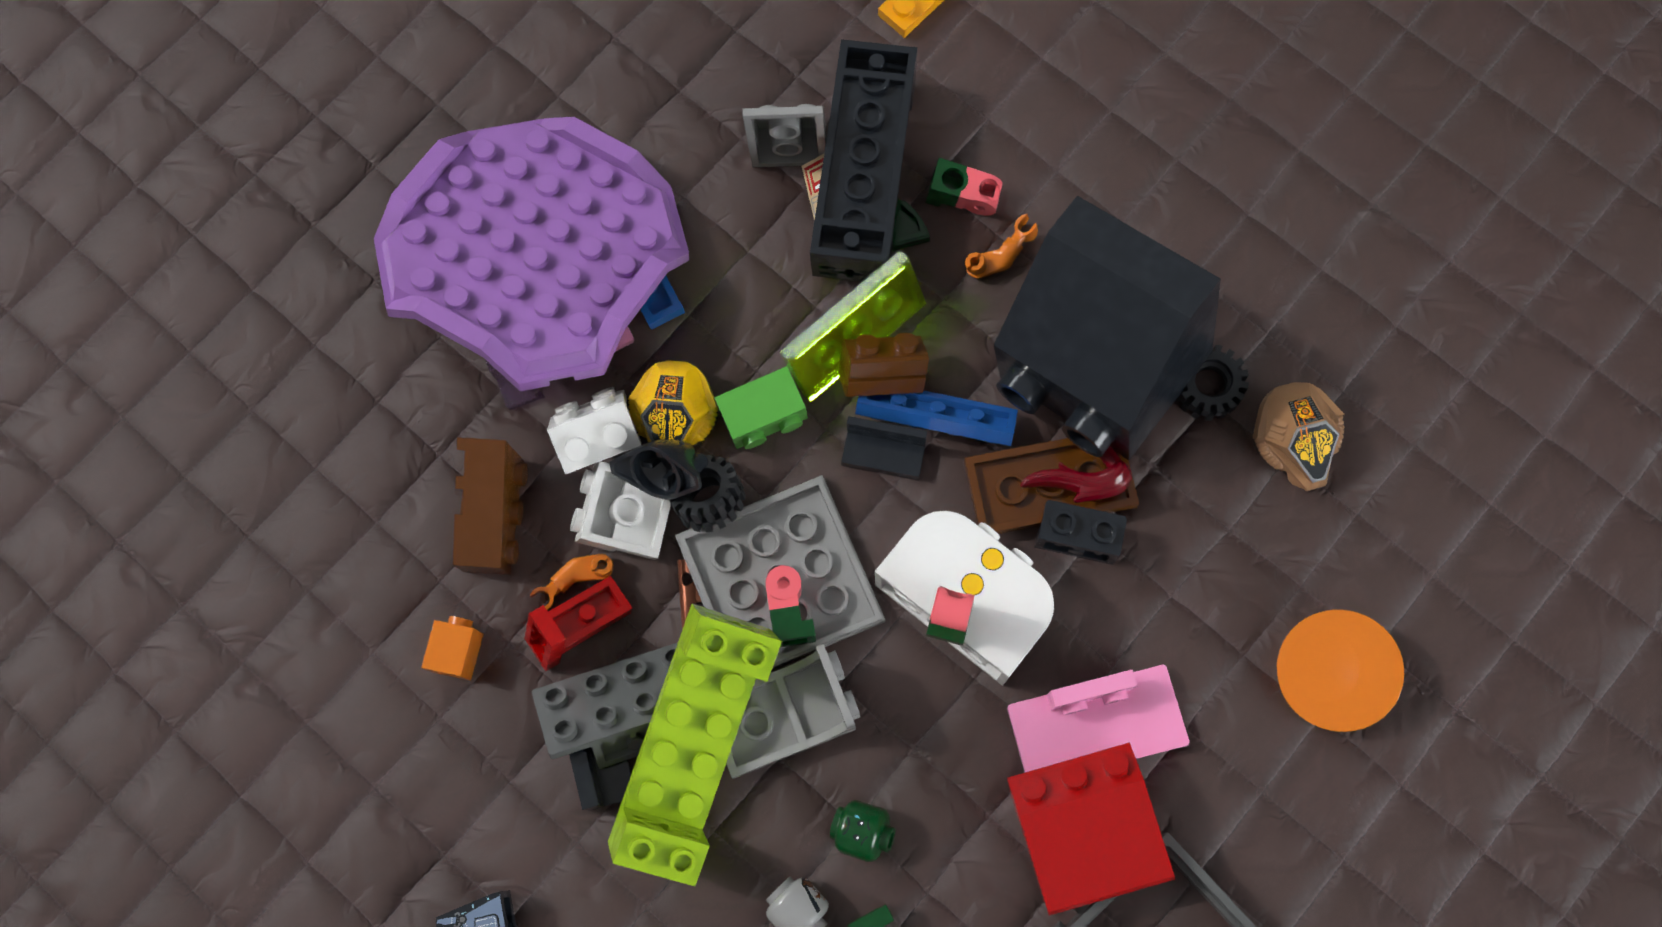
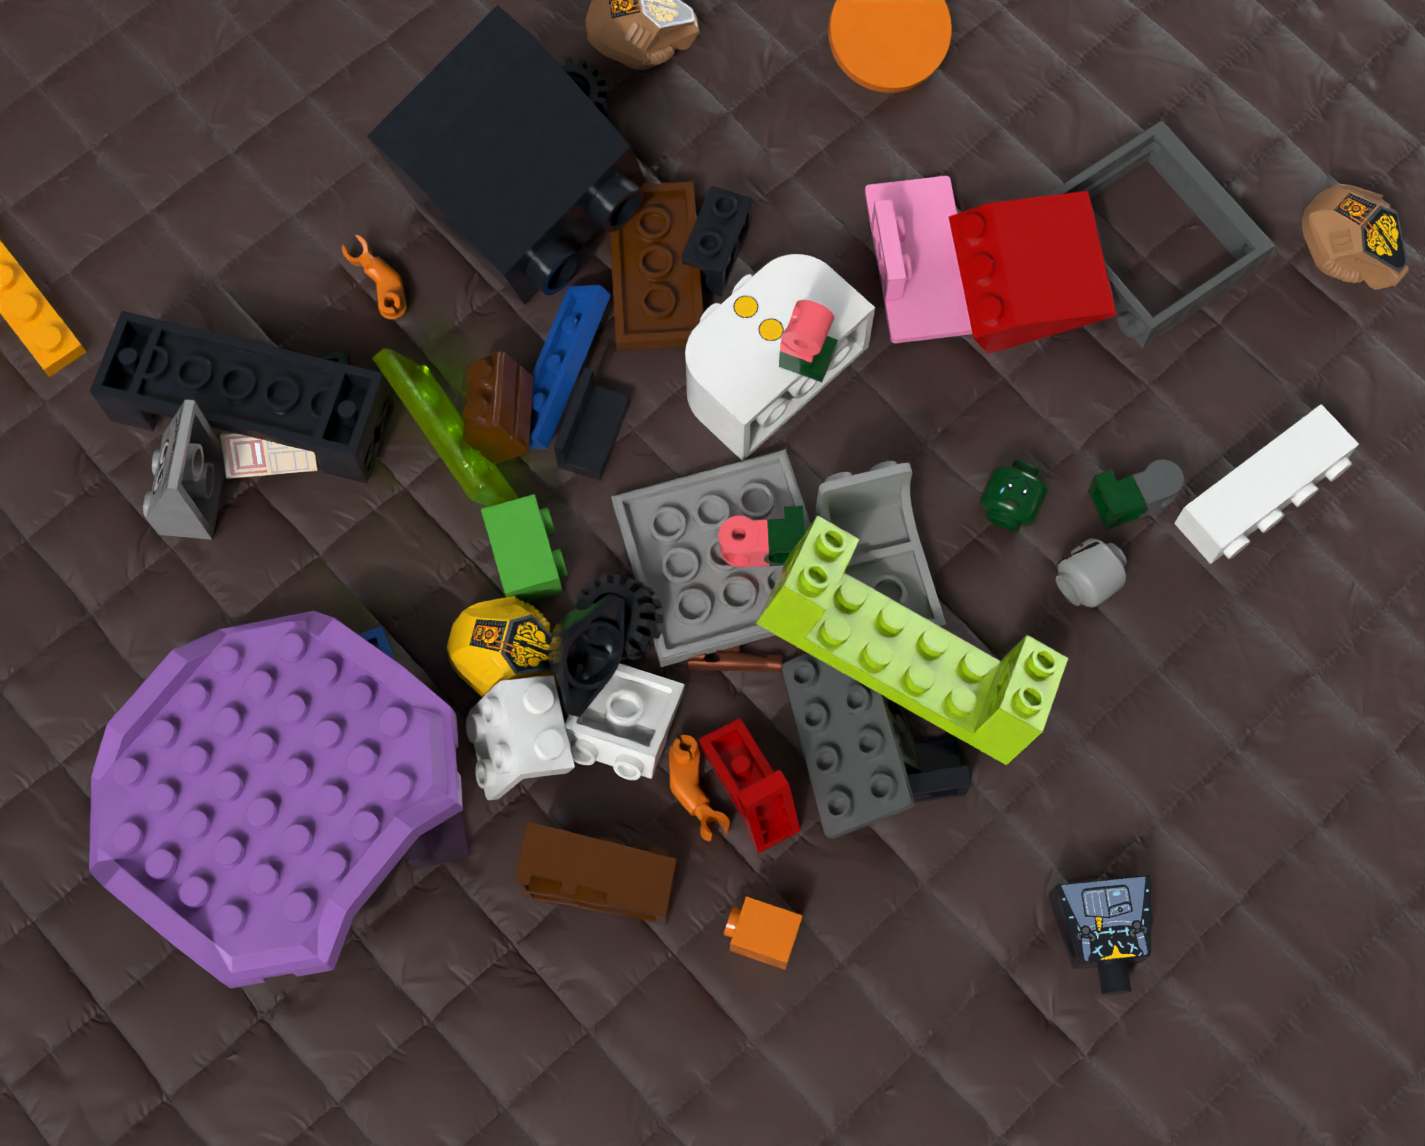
camera: 90 degrees left, 5 degrees down
(964, 188) = (295, 307): leg -> none
(1087, 485) = (669, 220): dark red piece -> none

